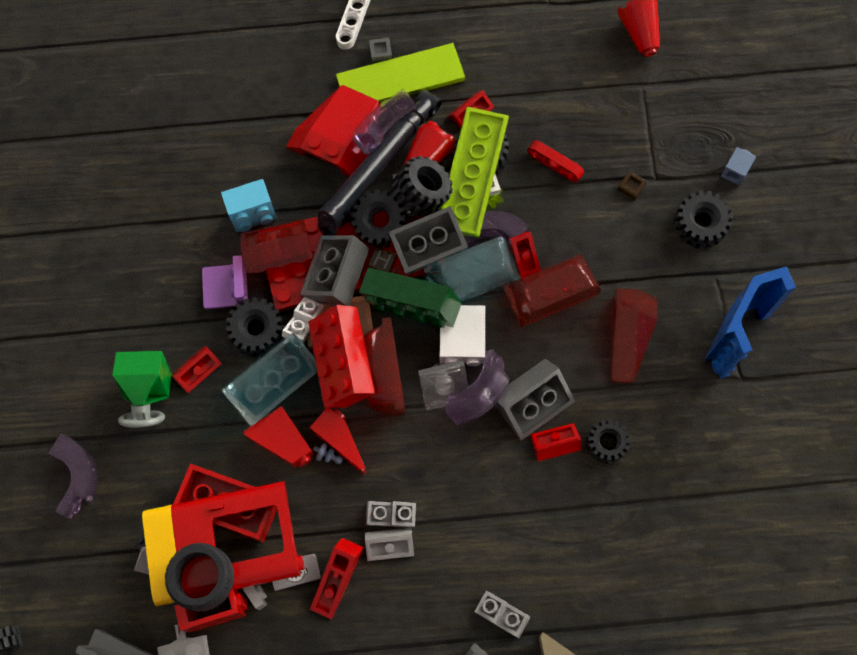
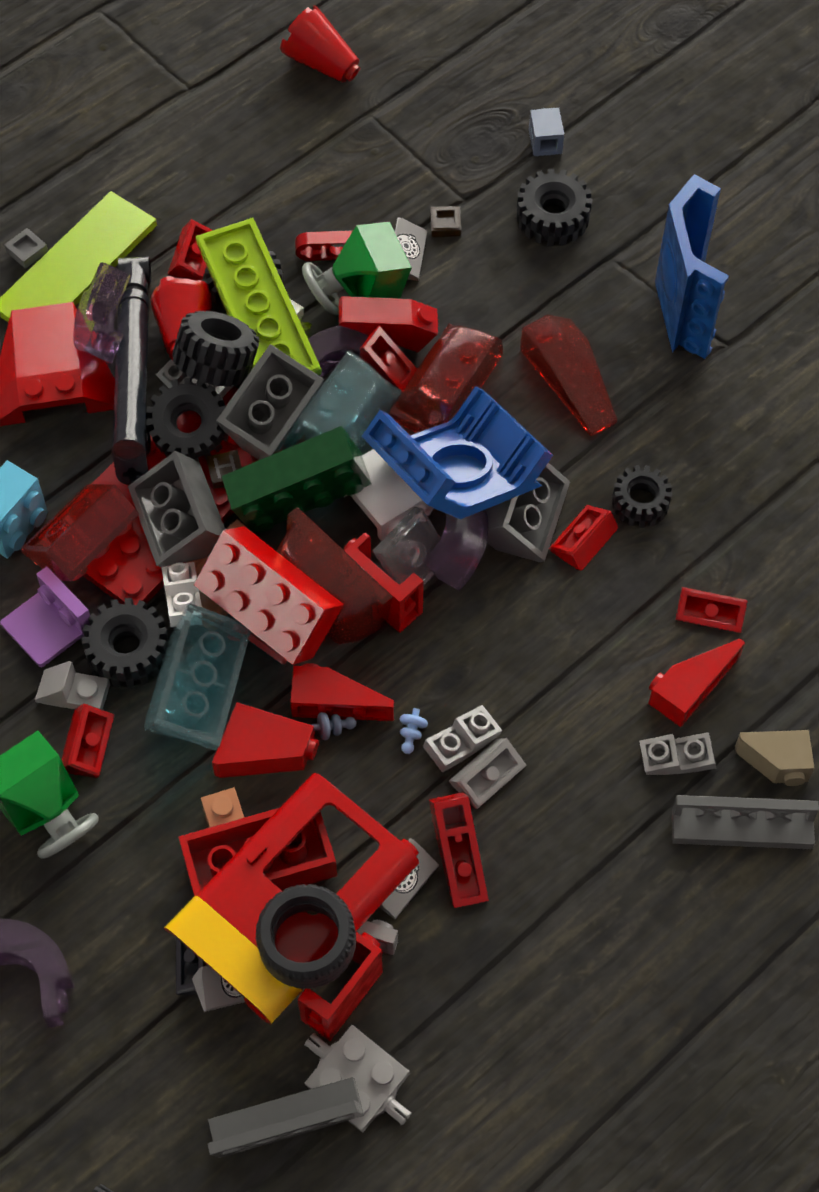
camera: 40 degrees left, 10 degrees down
(211, 334) = (68, 689): none -> light grey slope
(229, 464) = (222, 807): none -> nougat brick
(365, 490) = (410, 732): none -> light blue hair
(417, 412) = (407, 597): none -> red panel
(507, 350) = (466, 462): none -> blue panel
(541, 578) = (691, 681): none -> red slope
(545, 232) = (403, 320): none -> red slope
(553, 189) = (367, 266): none -> green piece
(593, 190) = (413, 243): none -> light grey slope
(594, 540) = (711, 609): none -> red slope

